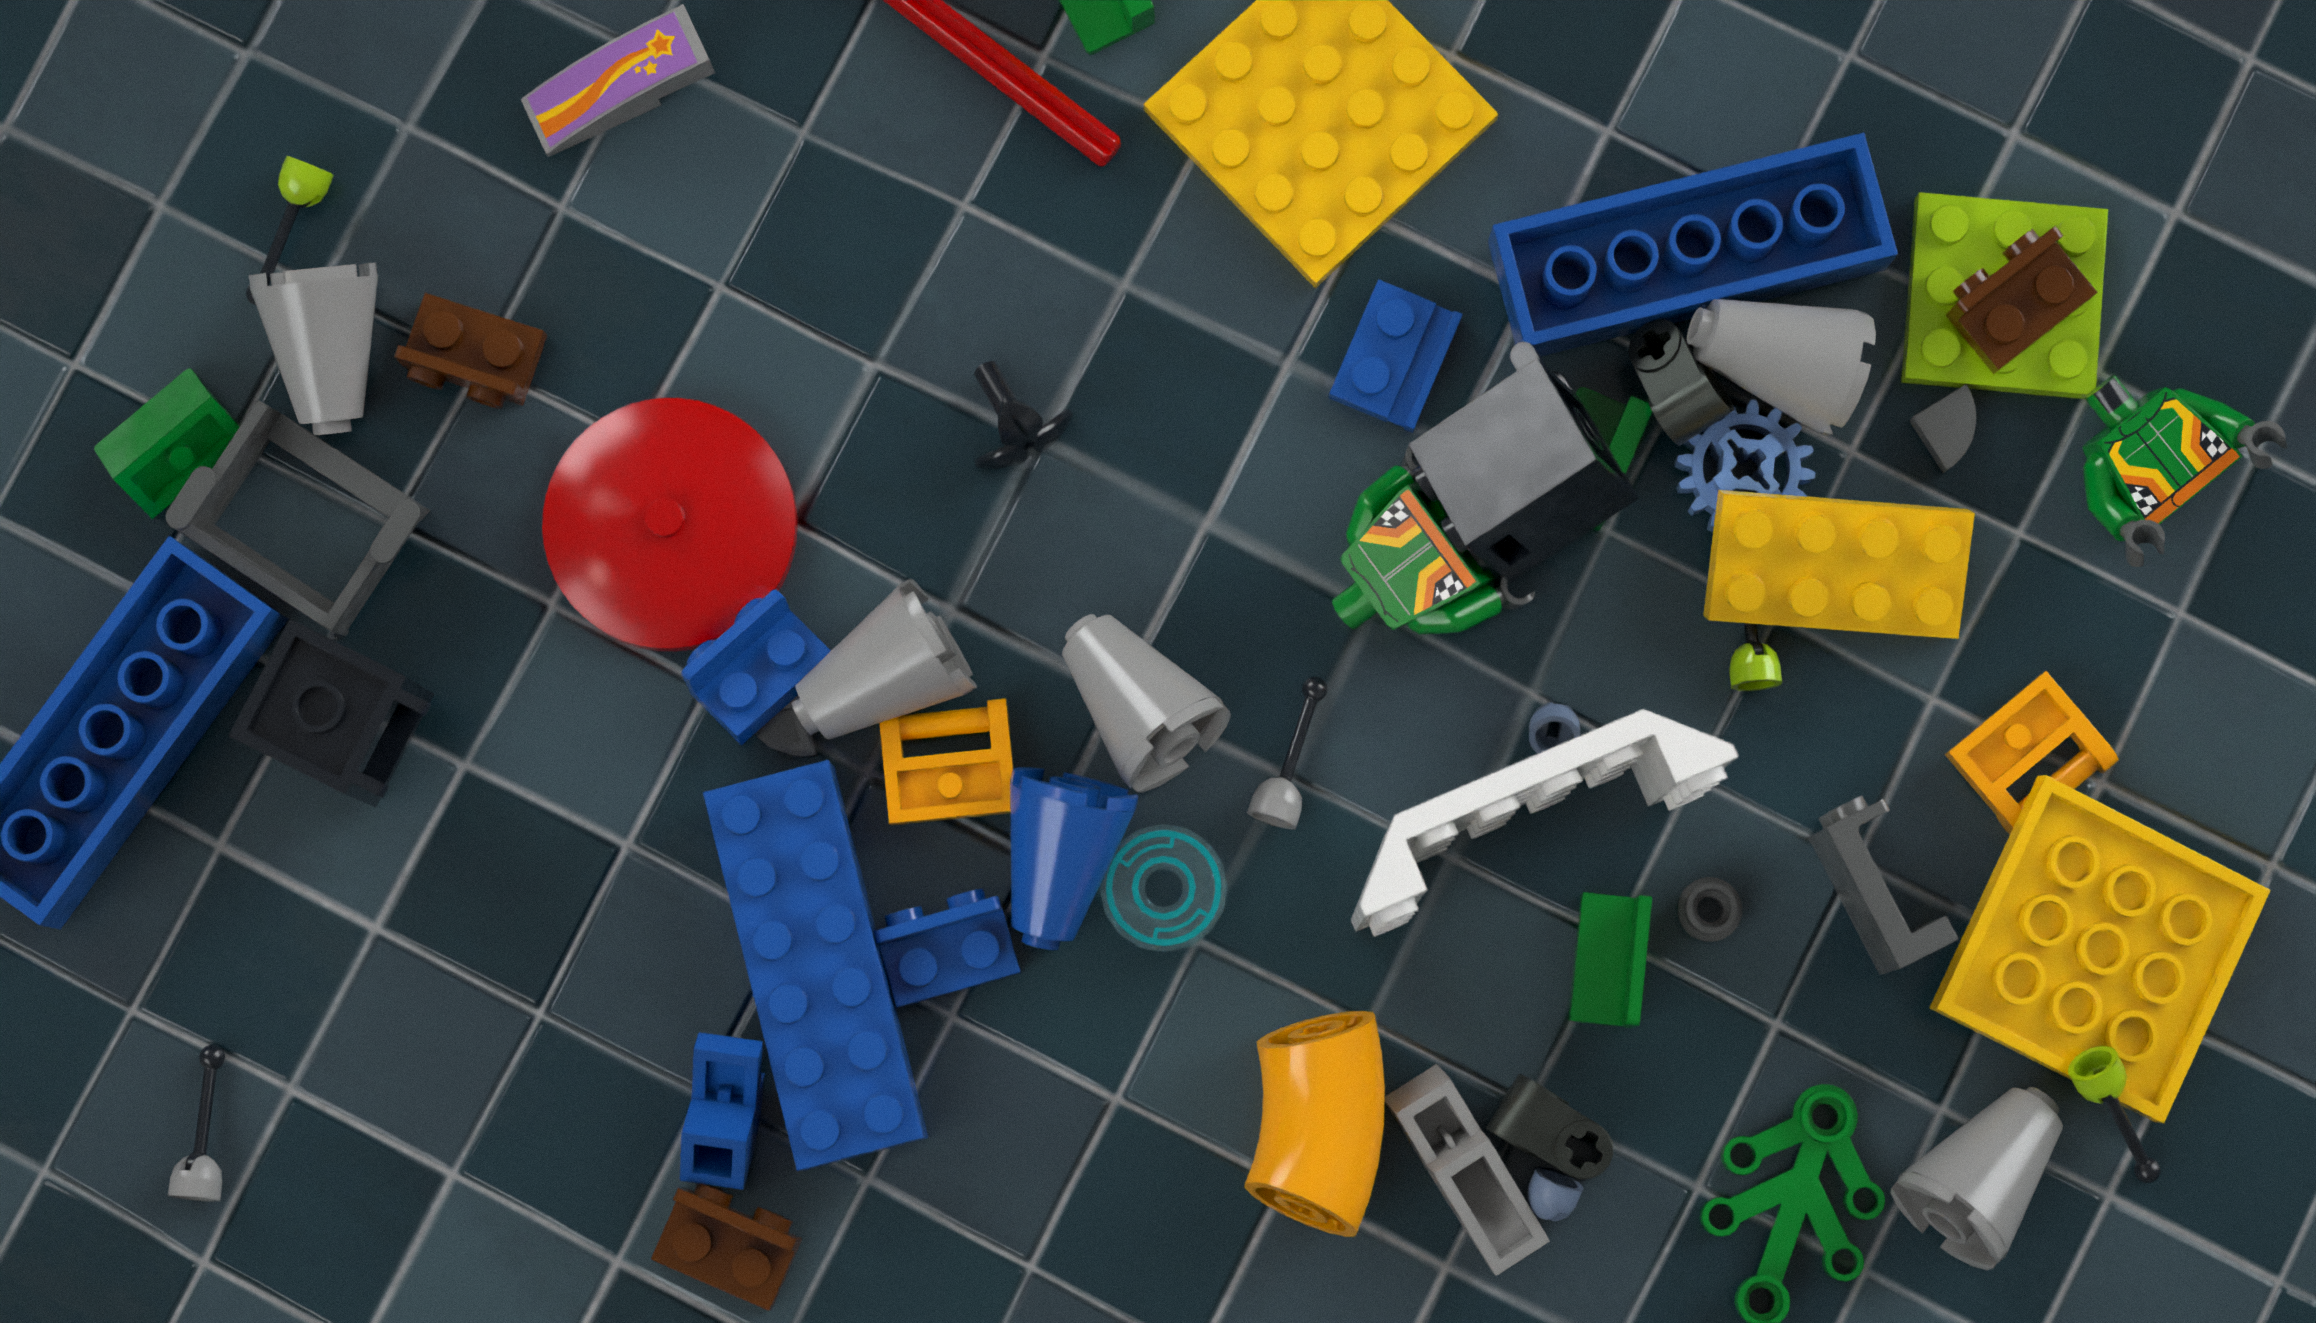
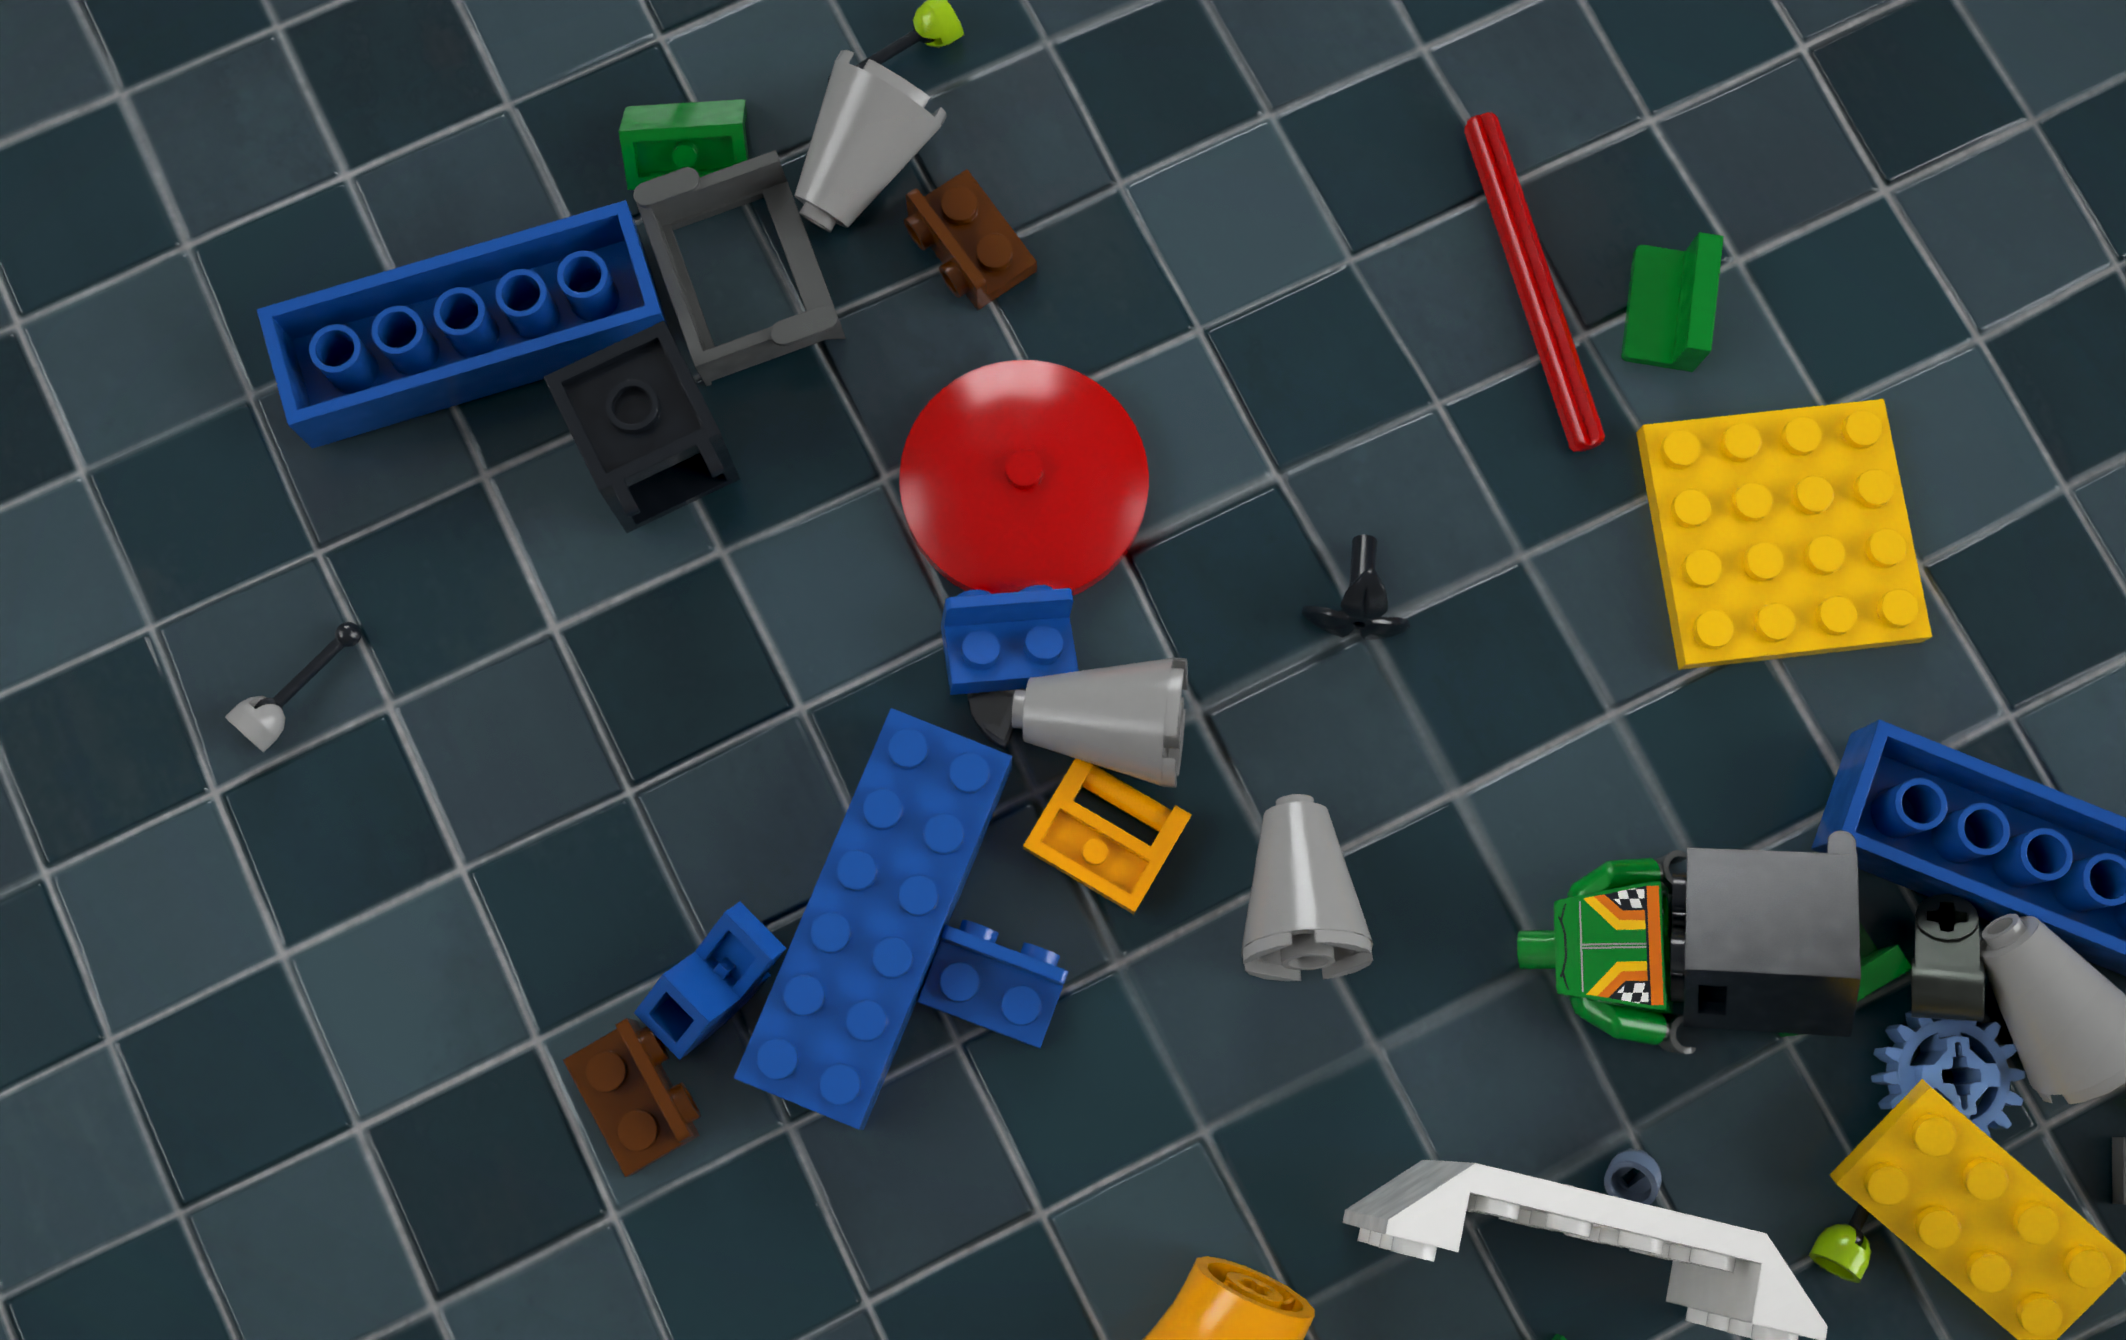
camera: 25 degrees right, 5 degrees down
(618, 81) = (1238, 116): slope -> none
(1061, 850) = (1147, 973): blue cone -> none
(1172, 926) = (1247, 1060): clear light blue tile -> none
(1277, 798) = (1357, 1063): hinge -> none
(1395, 356) = (1709, 770): blue plate -> none

